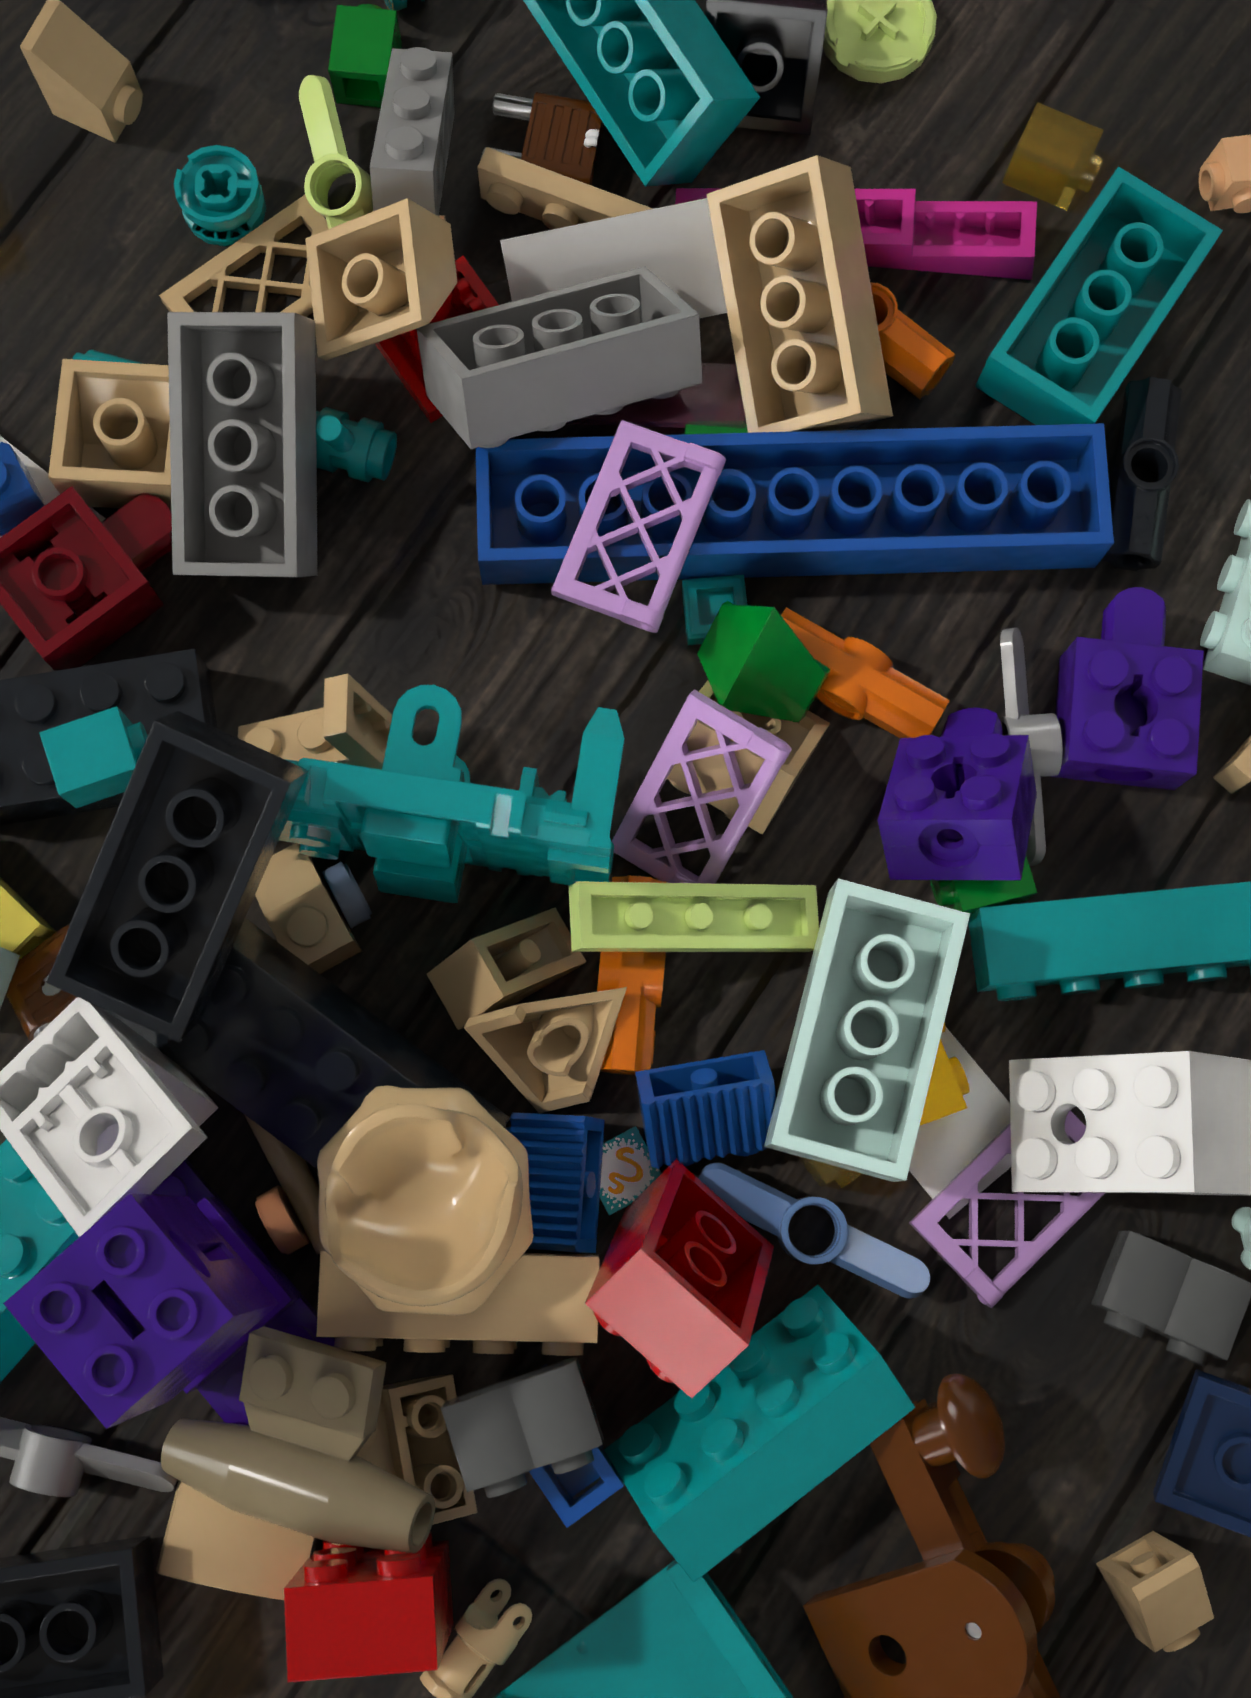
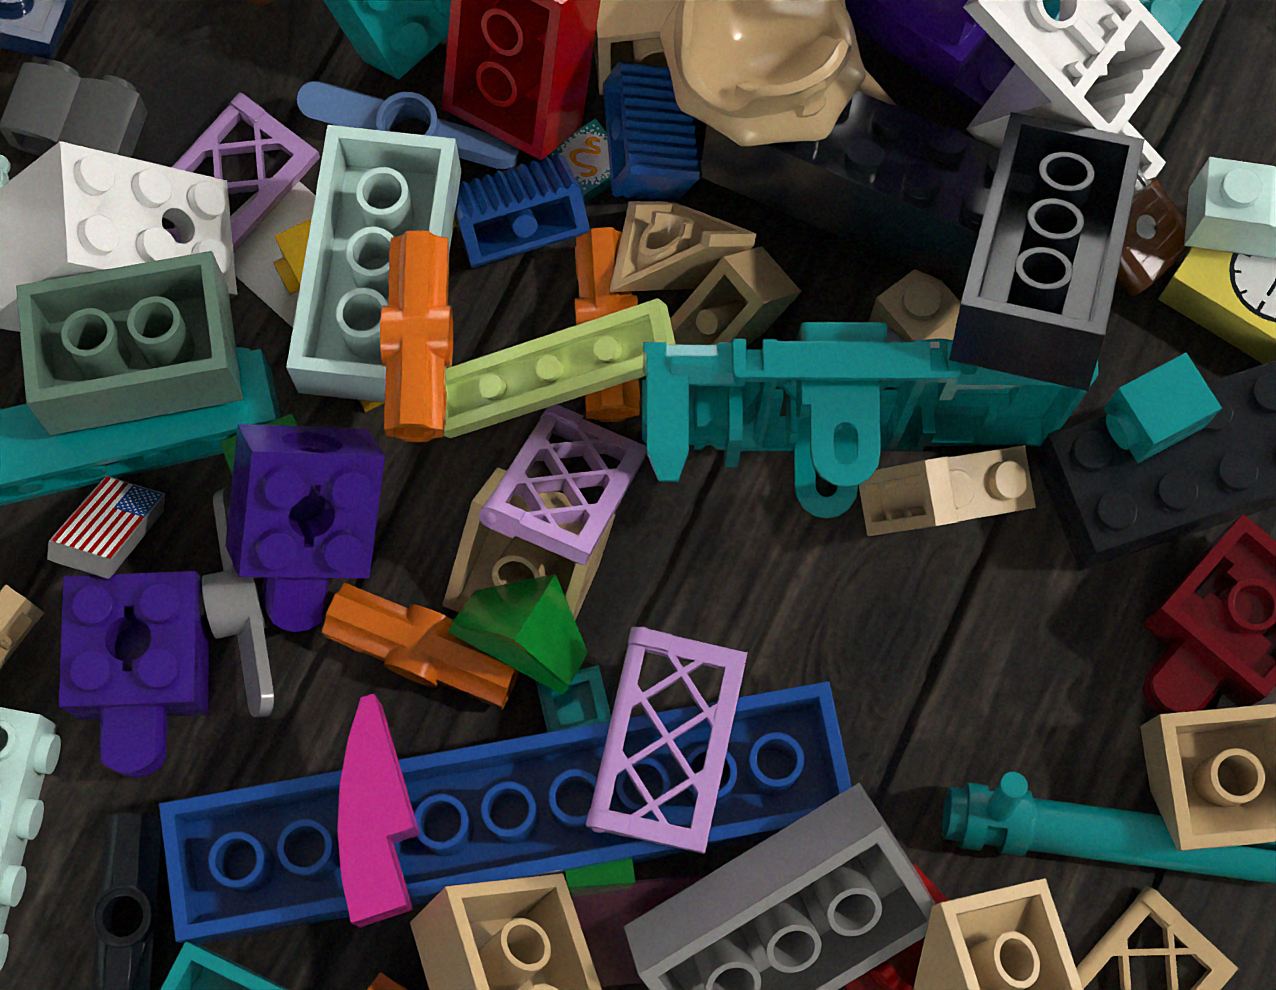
camera: 175 degrees right, 5 degrees down
(243, 443) = (1101, 771): light grey brick -> none
(281, 1220) = (889, 69): nougat tile -> none
(836, 911) = (416, 337): none -> orange piece
(918, 481) = (372, 818): none -> dark pink slope
(1126, 984) = (128, 343): none -> sand green brick
(1152, 828) = (106, 527): none -> tile

